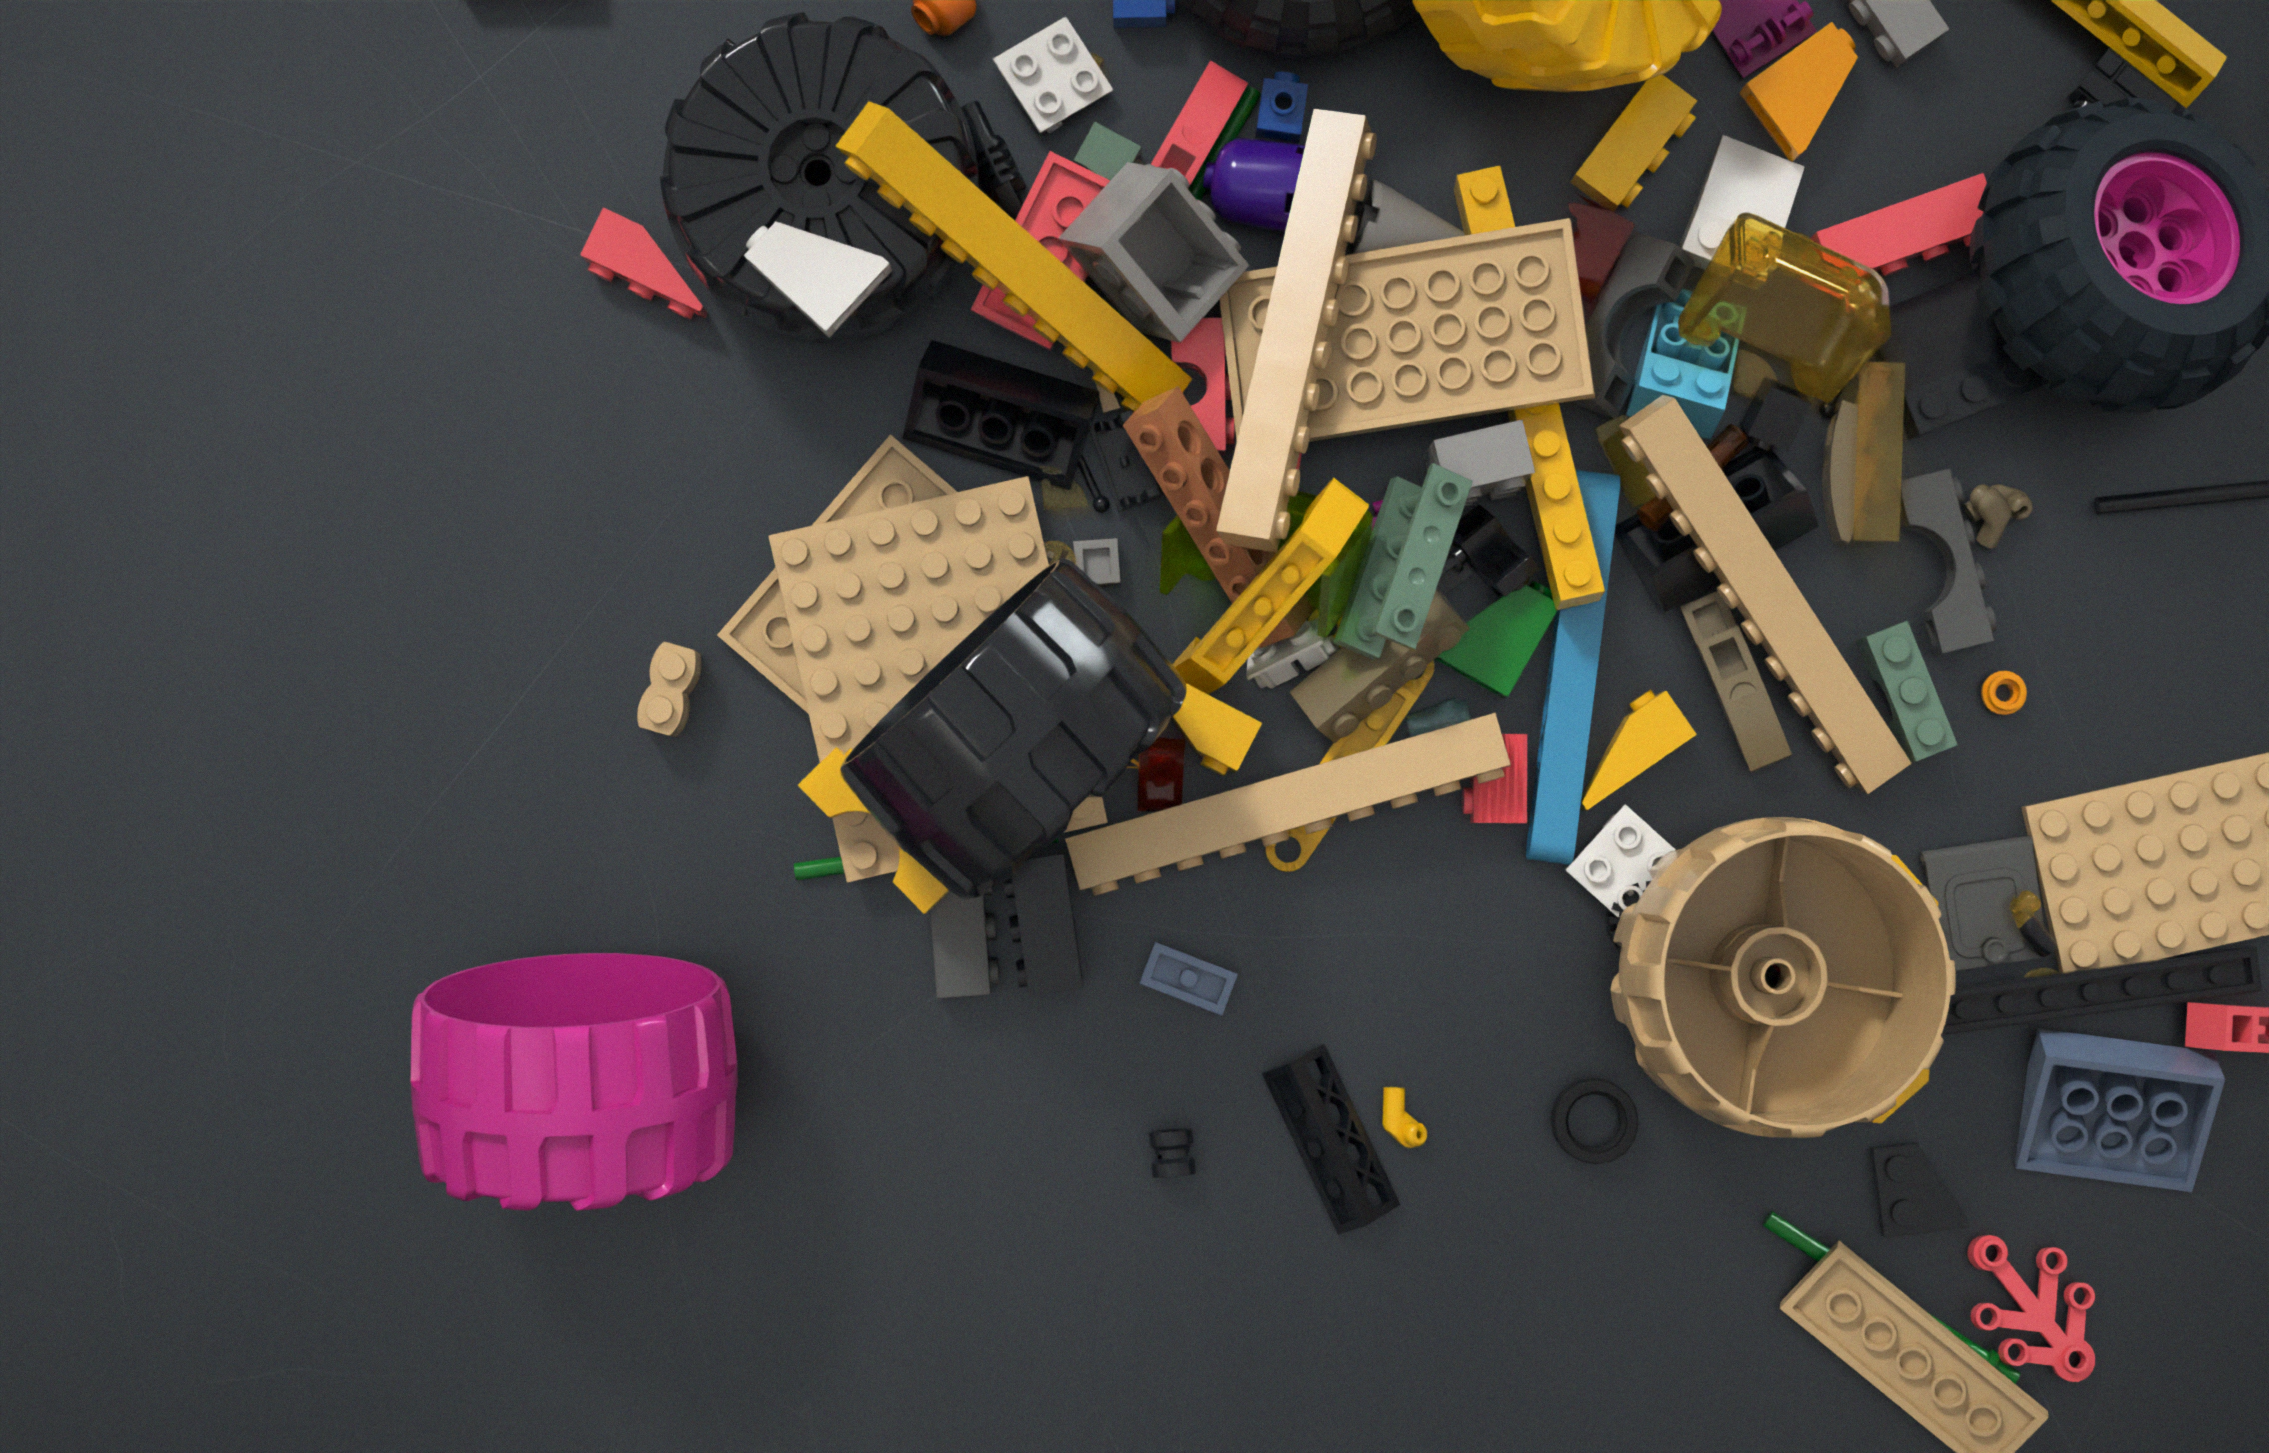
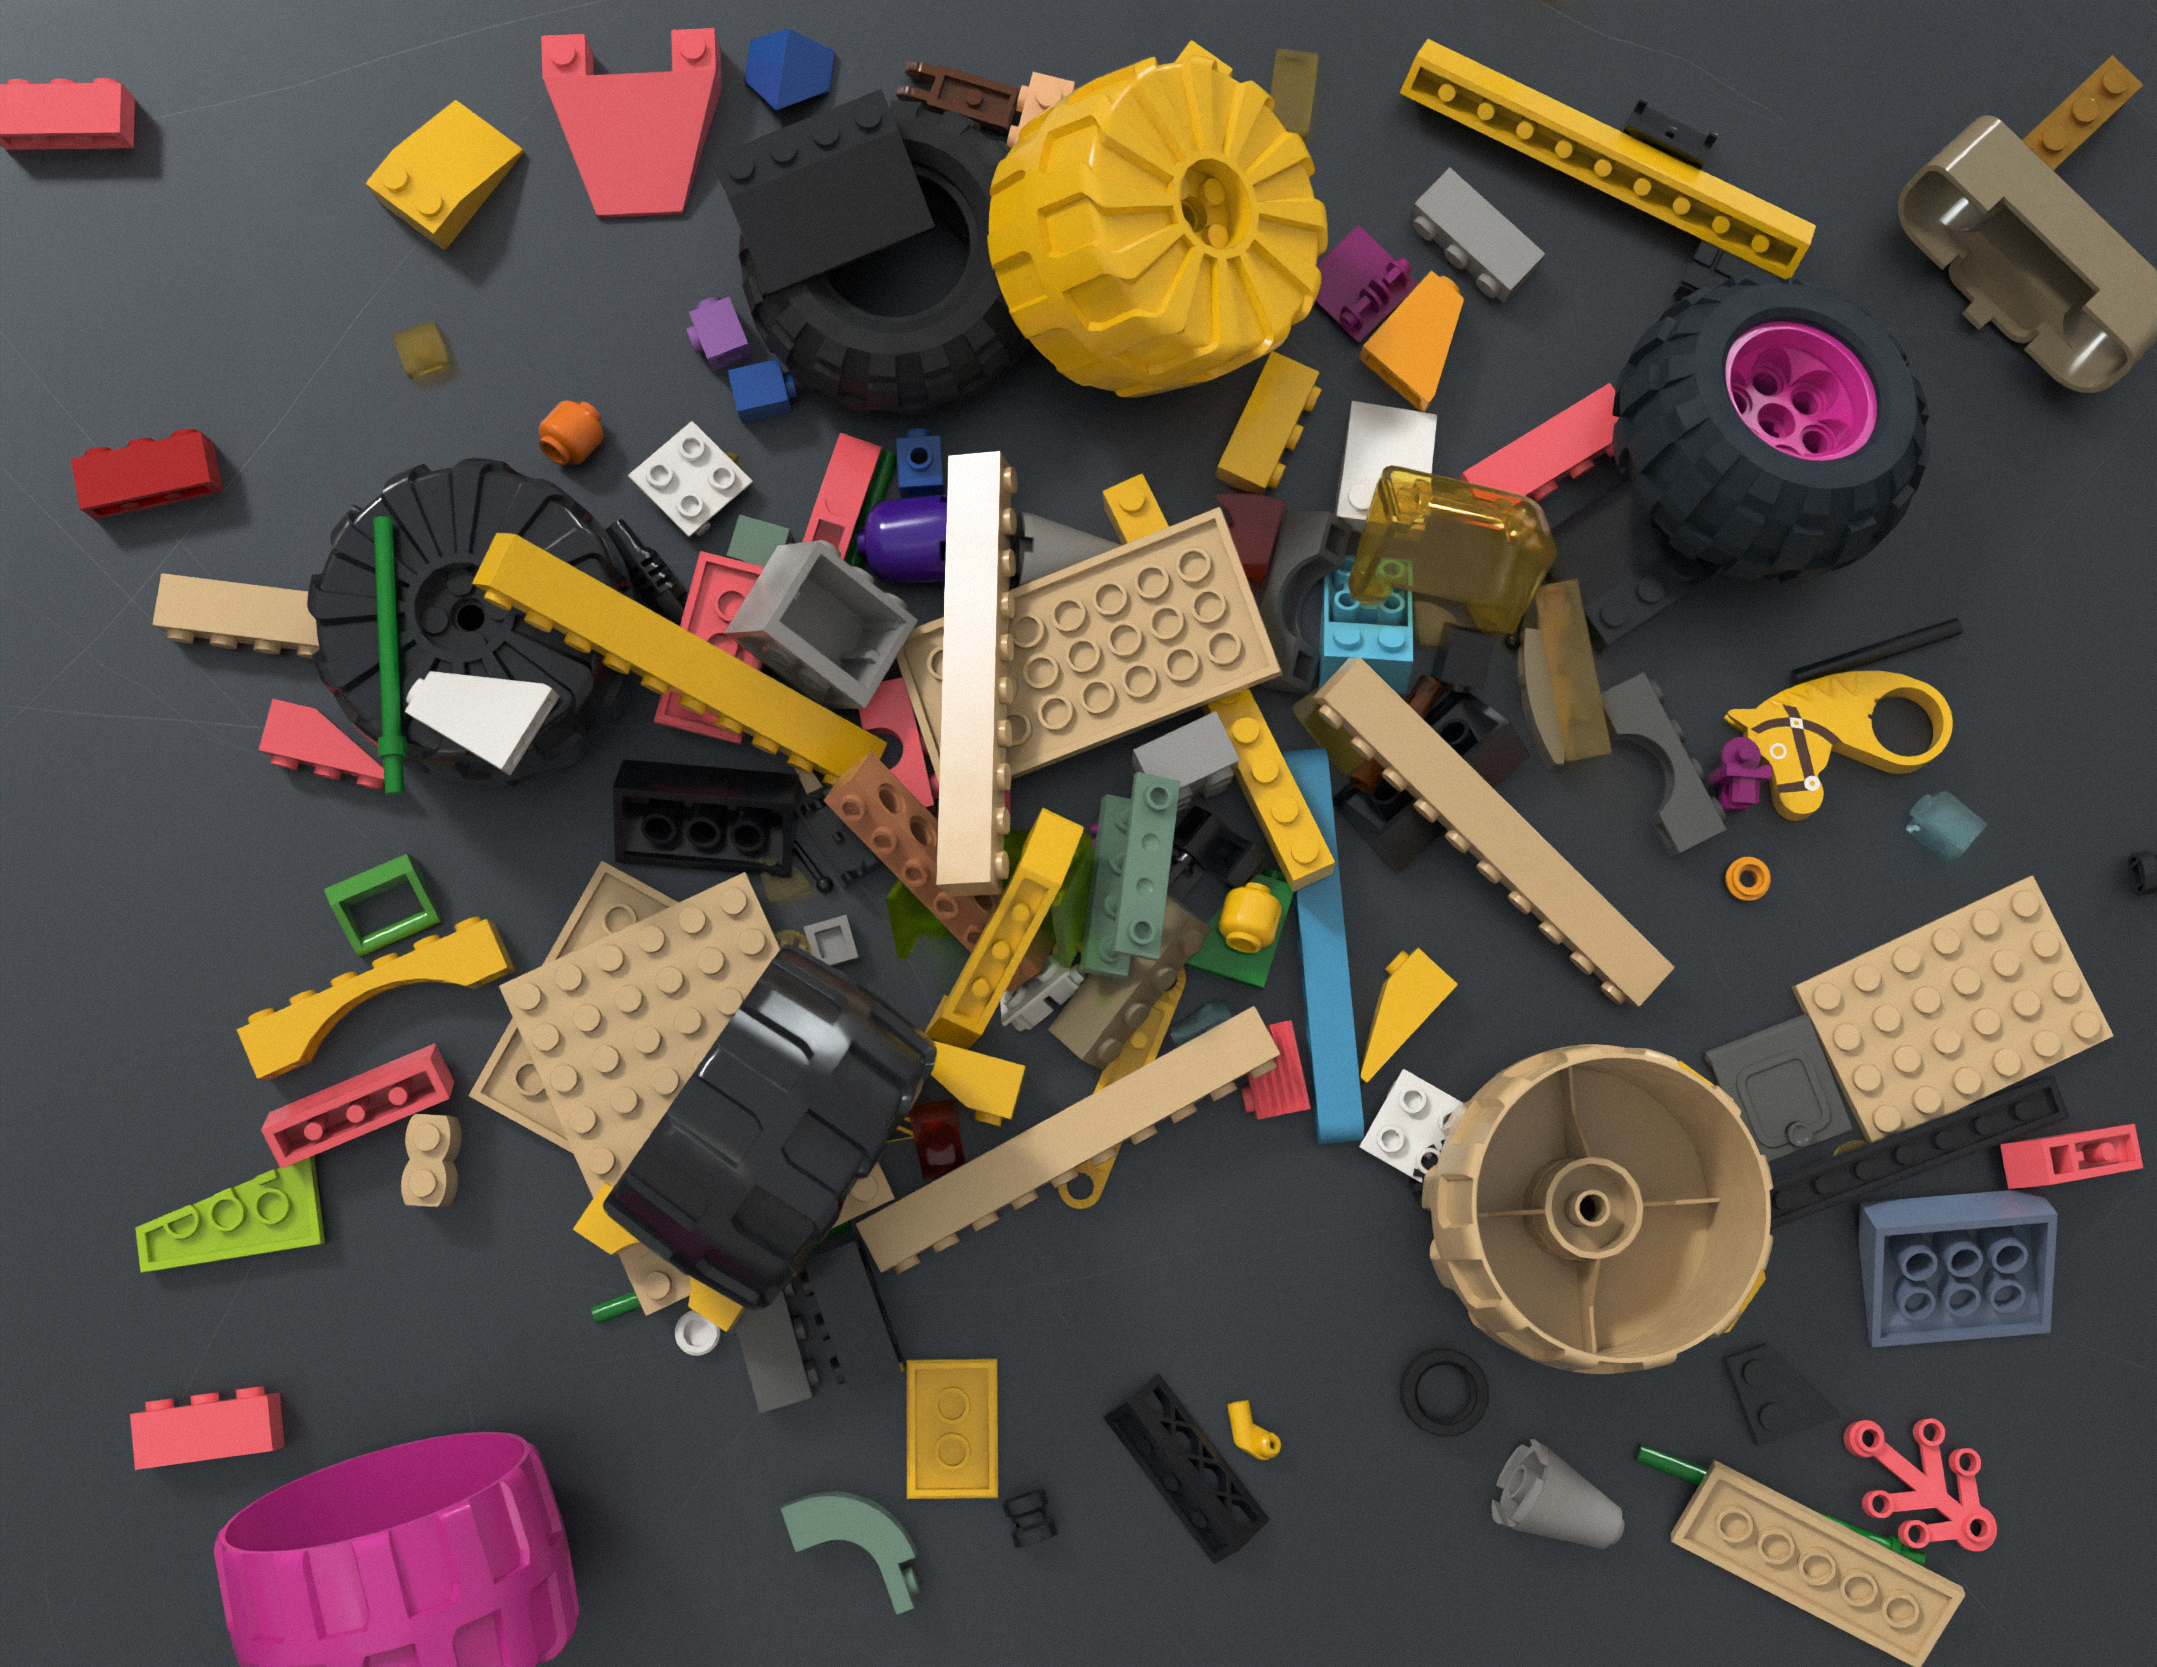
camera: 15 degrees left, 5 degrees down
(407, 898) = (207, 1428): none -> coral brick
(485, 707) = (254, 1218): none -> lime wing
(557, 540) = (292, 1035): none -> yellow arch
(587, 116) = (235, 614): none -> tan brick
(610, 622) = (358, 1106): none -> coral brick
(667, 408) = (372, 883): none -> bright green tile
(722, 283) = (392, 745): none -> green bar
(891, 909) = (696, 1334): none -> white tile
(1000, 1114) = (863, 1522): none -> sand green arch
(1115, 1052) = (952, 1428): none -> yellow tile
(1188, 978) = (1008, 1337): sand blue plate -> none
(1509, 626) = (1250, 918): none -> yellow head
(1677, 1245) = (1554, 1500): none -> light grey cone
(1736, 681) = (1485, 924): dark tan slope -> none
(1916, 709) = (1643, 879): sand green arch -> none
(1994, 511) = (1697, 704): dark tan arm -> none
(2018, 501) = (1699, 692): dark tan arm -> none
(2018, 590) = (1738, 776): none -> magenta hips
(2029, 926) = (1829, 1104): arm -> none
(2094, 552) = (1829, 715): none -> yellow animal
(2209, 682) = (1944, 825): none -> clear light blue brick

